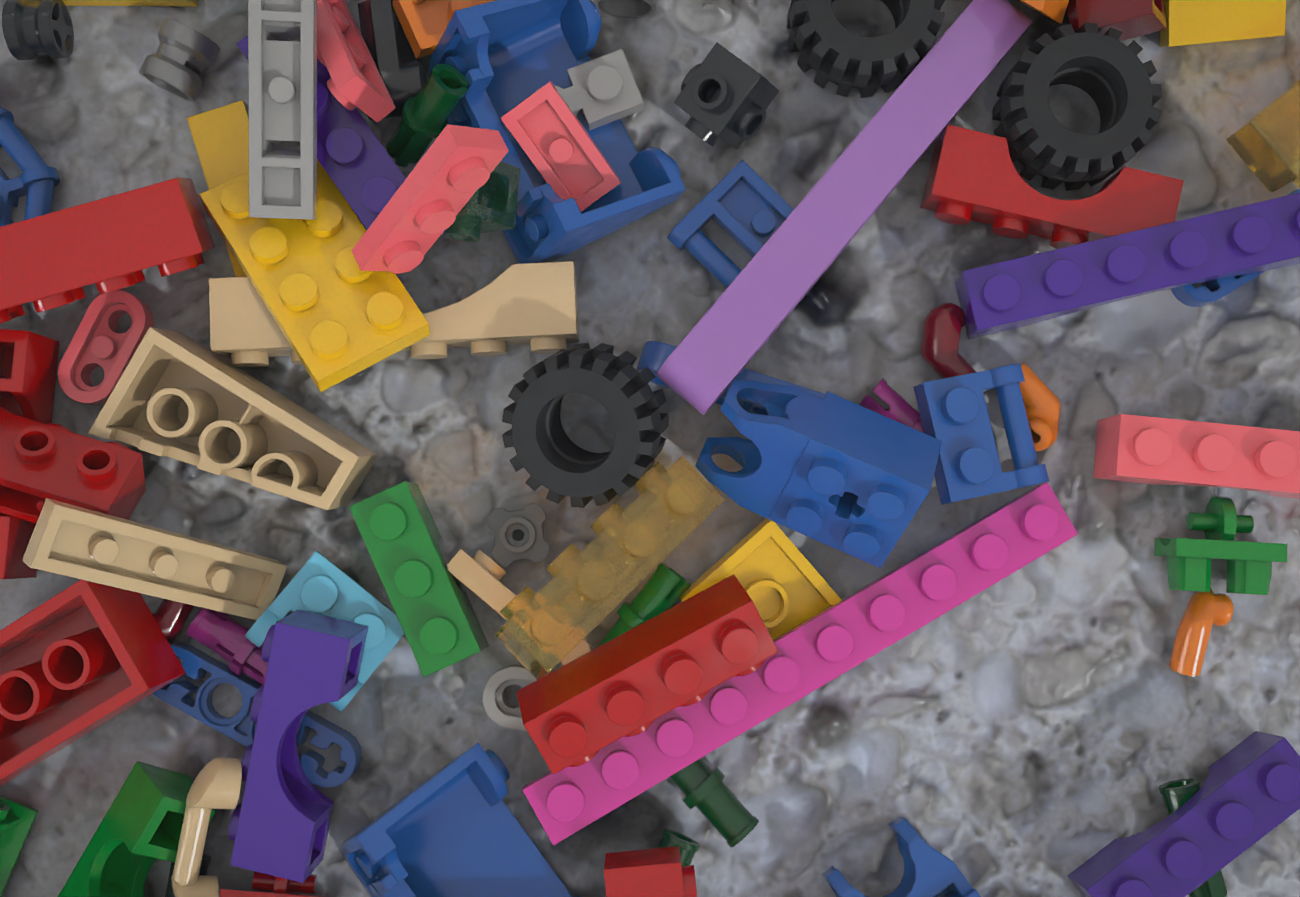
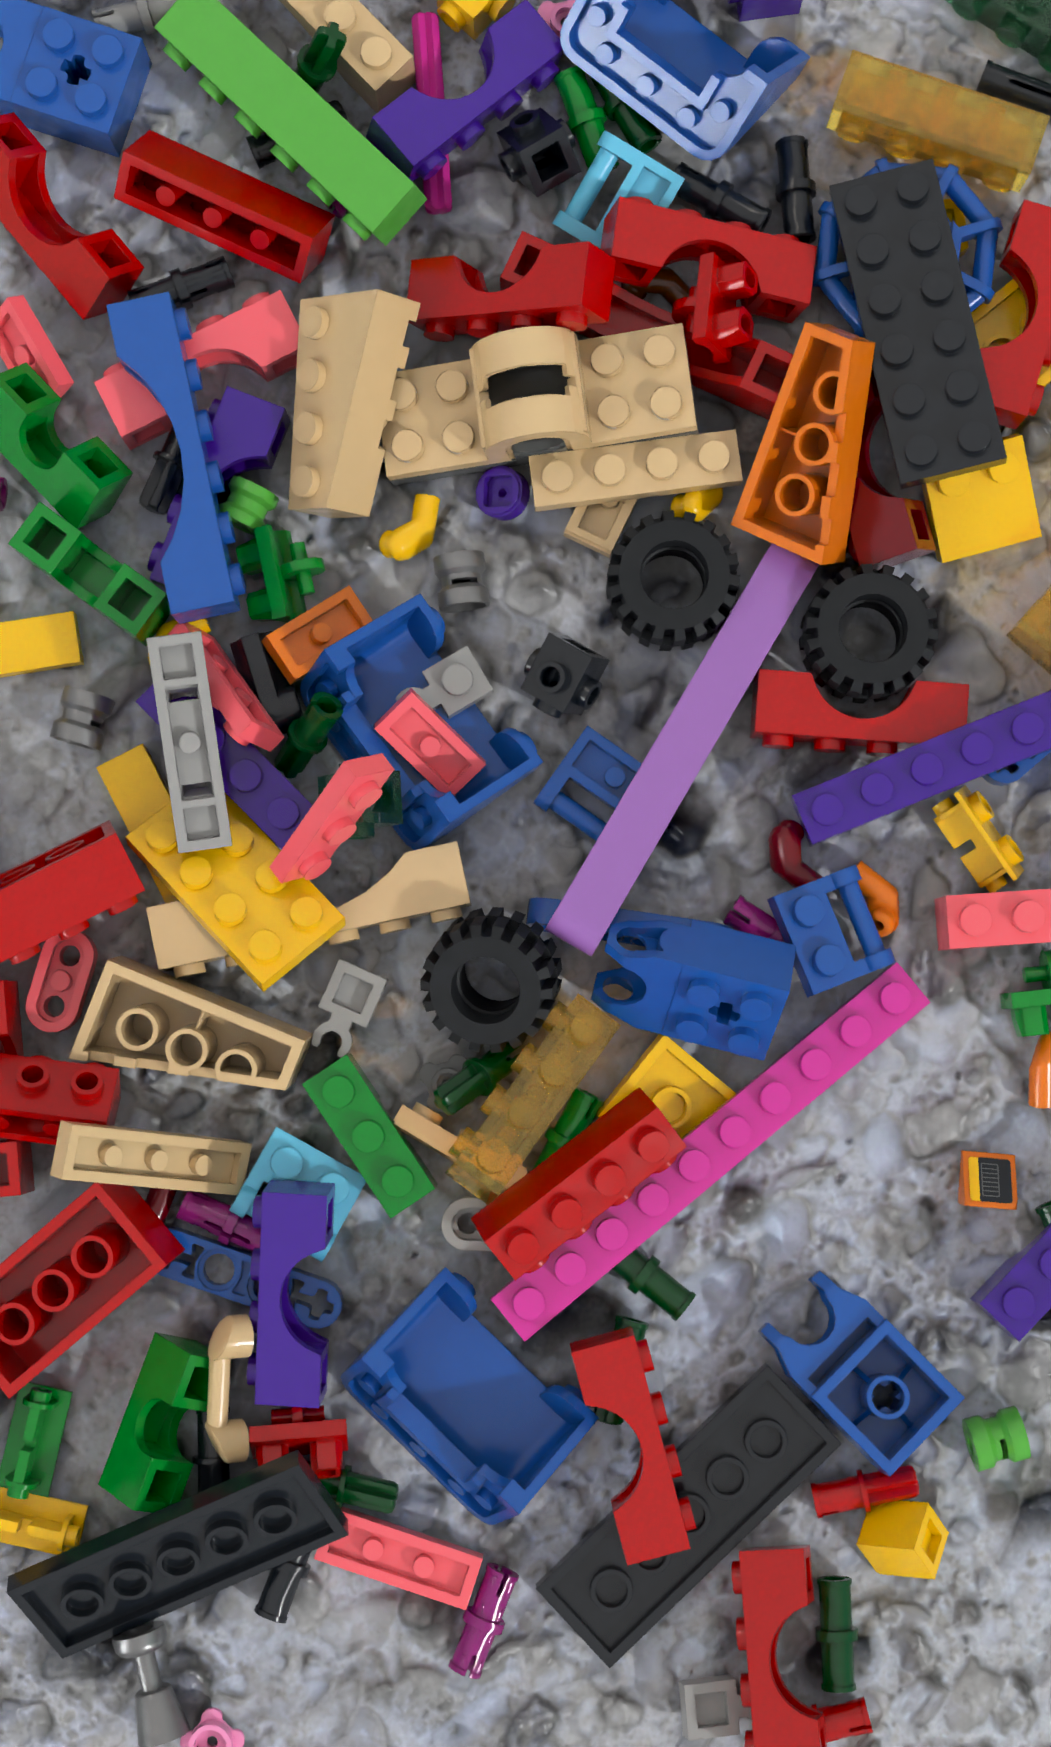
camera: 10 degrees left, 0 degrees up
(425, 421) = (351, 999): none -> light grey plate
(547, 535) = (476, 1078): none -> dark green axle
(1110, 747) = (987, 1180): none -> slope
(1154, 338) = (992, 853): none -> yellow hinge

